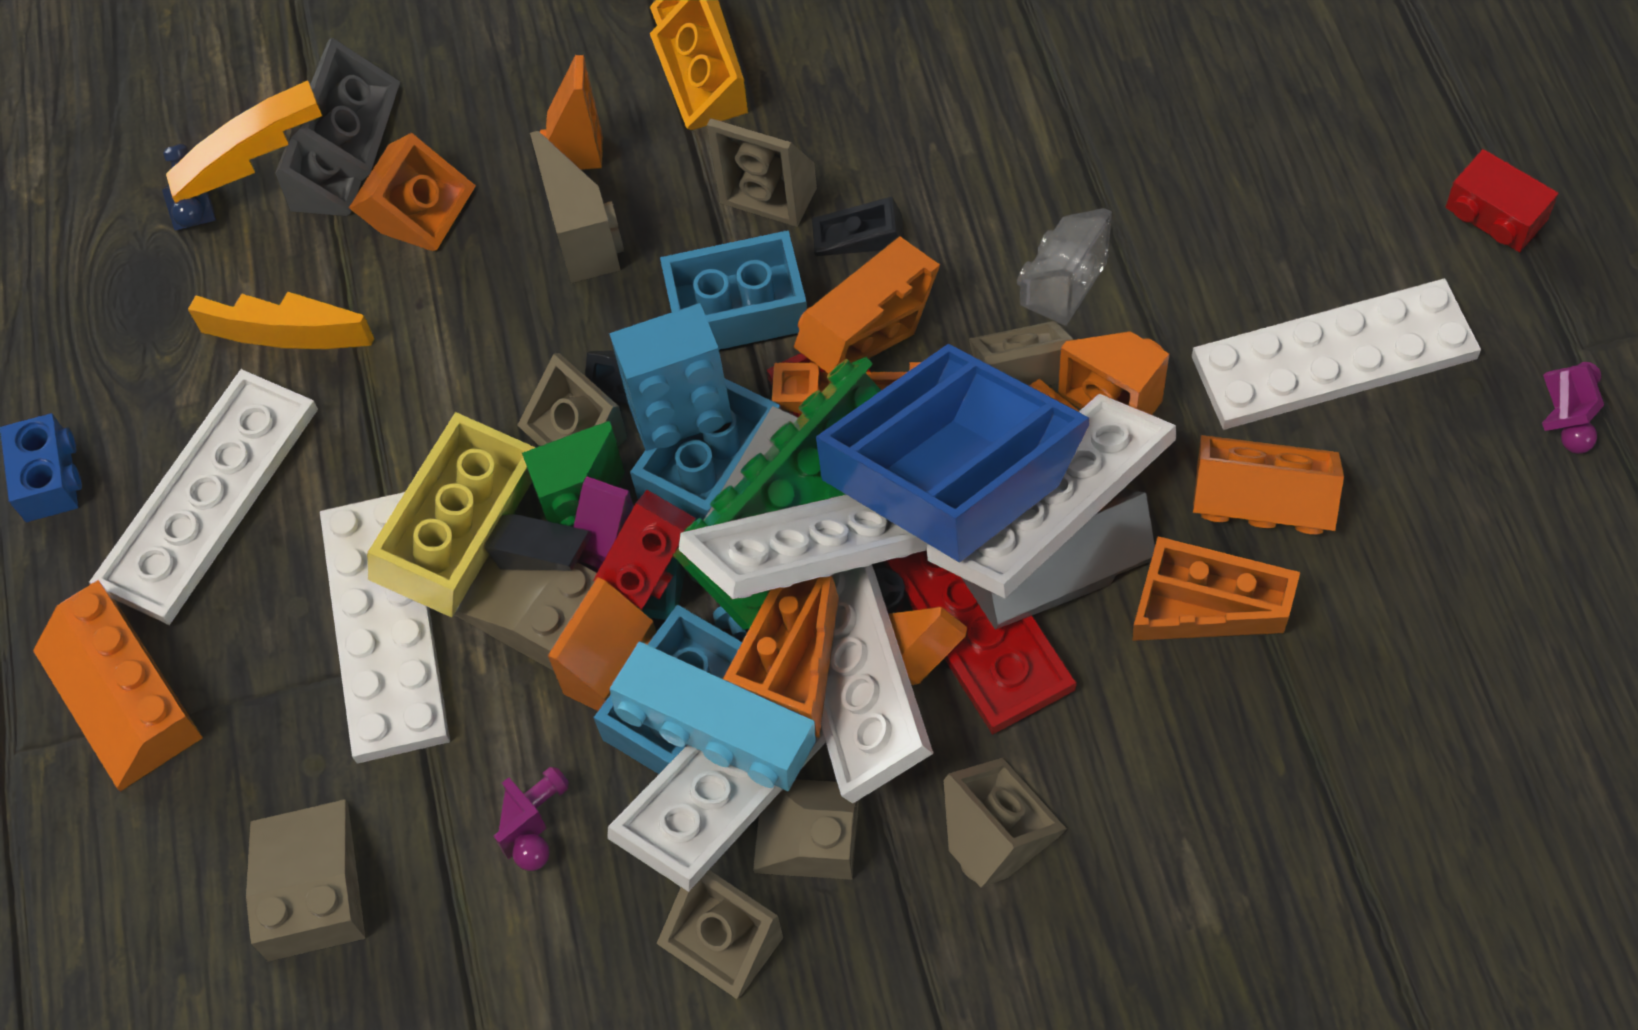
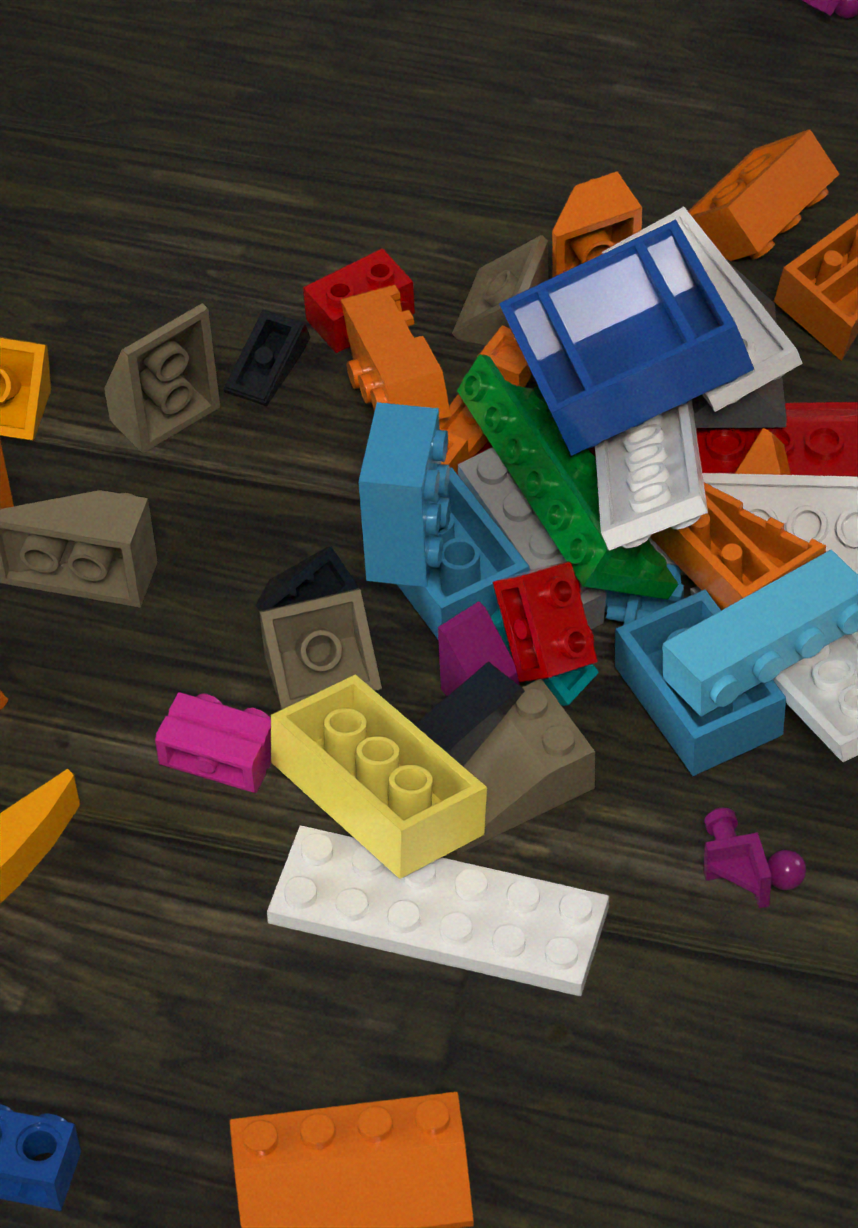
camera: 65 degrees left, 10 degrees down
(204, 496) = (168, 1009): white plate -> none
(303, 882) = (694, 1074): dark tan slope -> none
(453, 385) = (216, 741): none -> dark pink brick
(565, 463) = (410, 658): green slope -> none
(598, 644) = (614, 721): orange slope -> none
(744, 287) = (281, 466): dark azure brick -> none
(965, 254) = (367, 274): none -> red brick
(1066, 265) = (441, 218): clear slope -> none
(1335, 353) = (659, 103): white plate -> none

